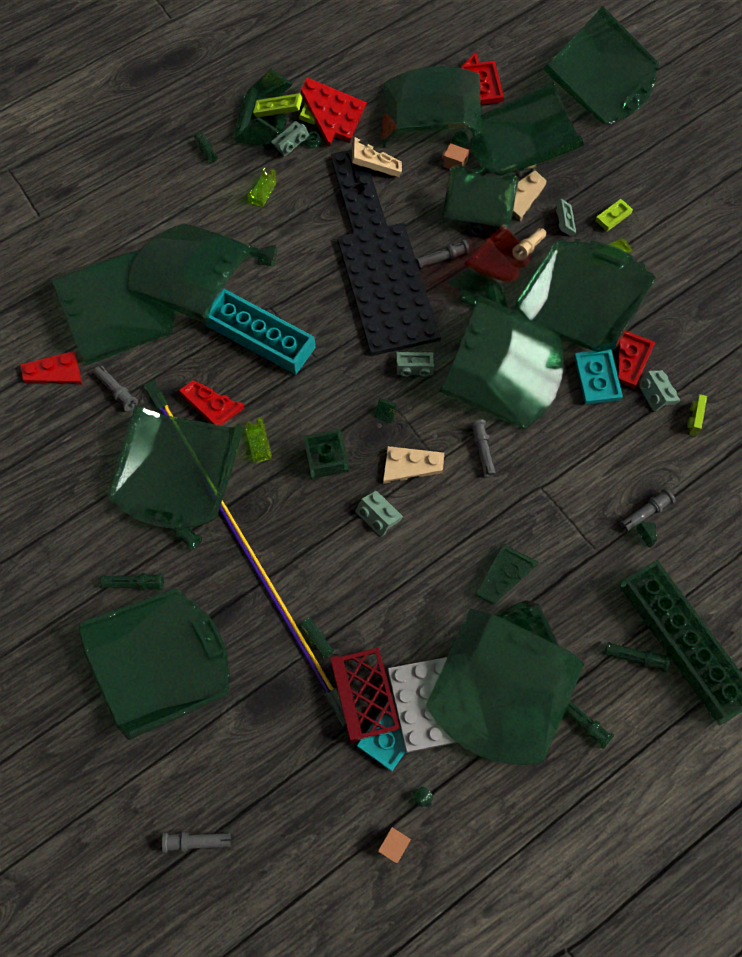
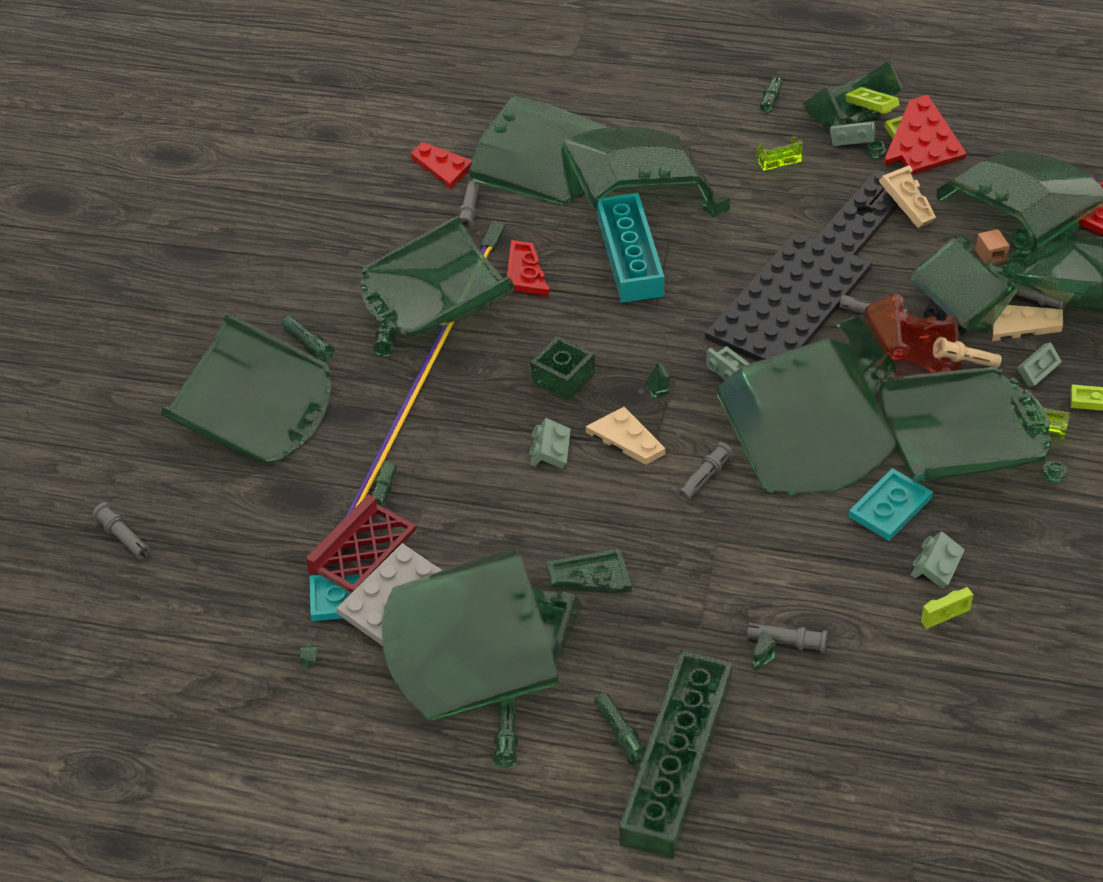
camera: 50 degrees right, 20 degrees down
(258, 441) = (527, 323): clear neon green hinge -> none
(394, 845) = (244, 658): nougat panel -> none
(632, 358) = (952, 516): red wing -> none

